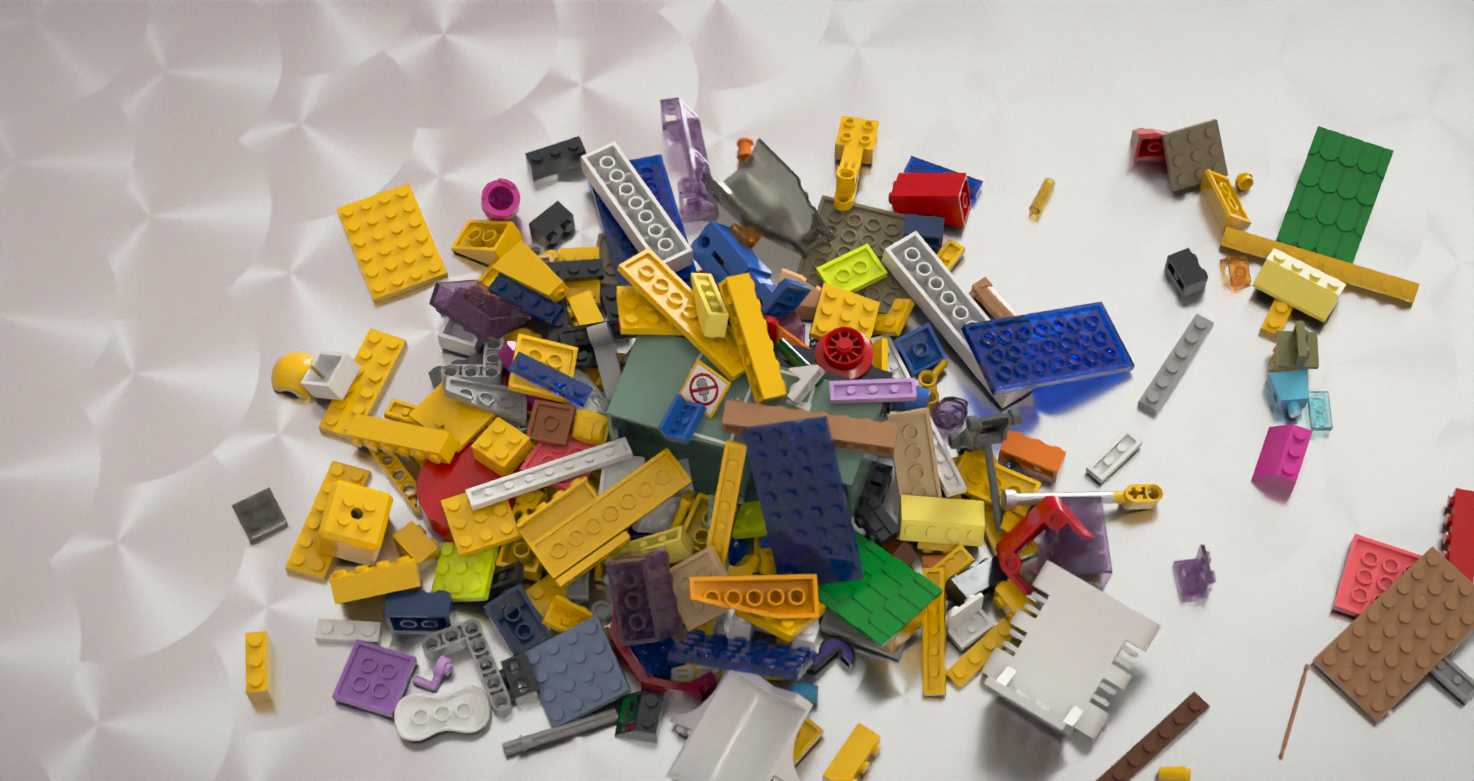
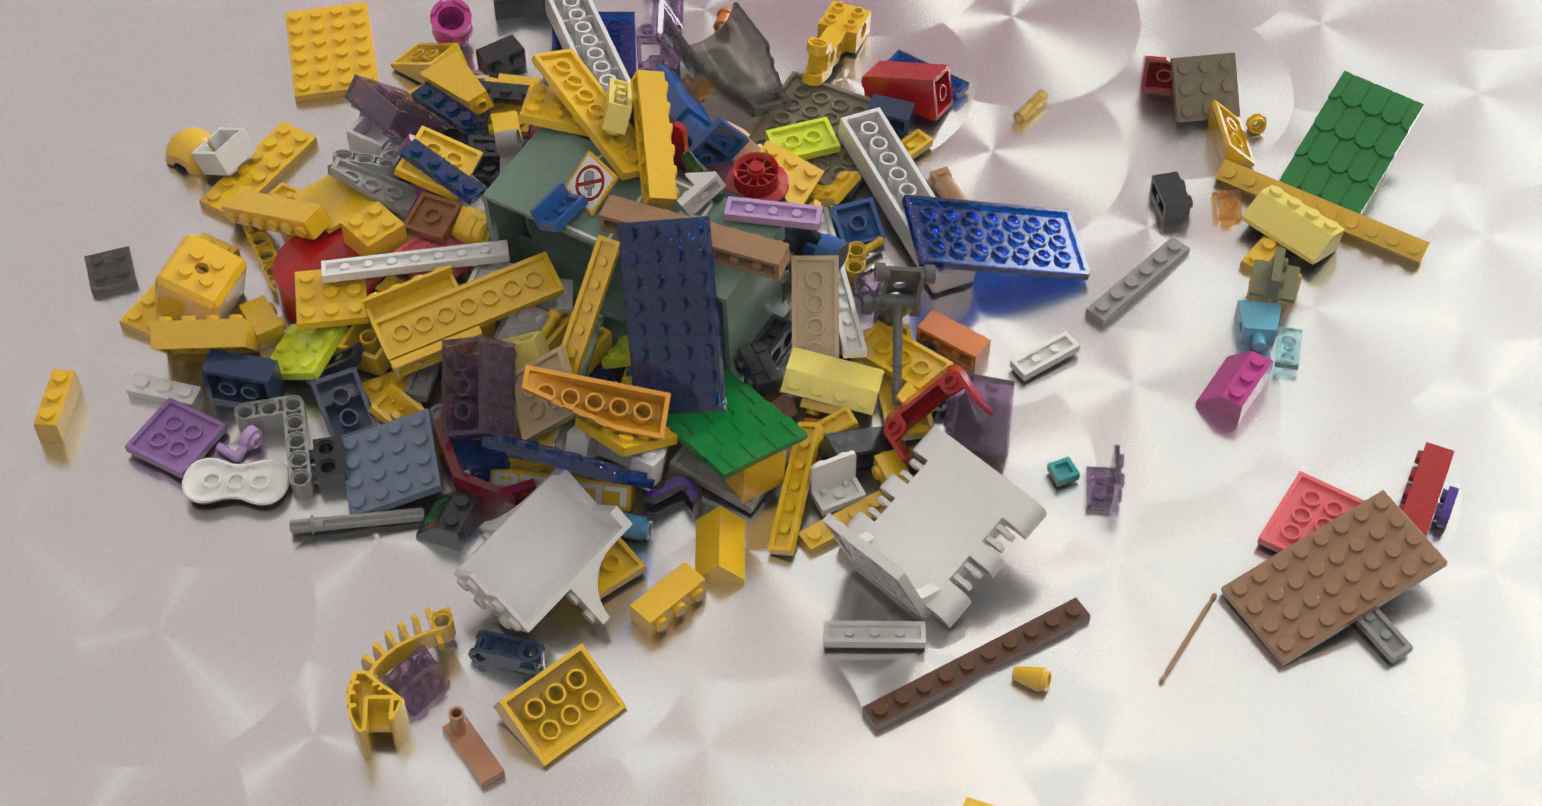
camera: 10 degrees right, 10 degrees down
(881, 699) = (720, 547): none -> yellow slope
(1034, 759) = (875, 634): none -> white plate
(1132, 498) = (1055, 396): piece -> none
(1156, 569) = (1063, 471): none -> teal plate

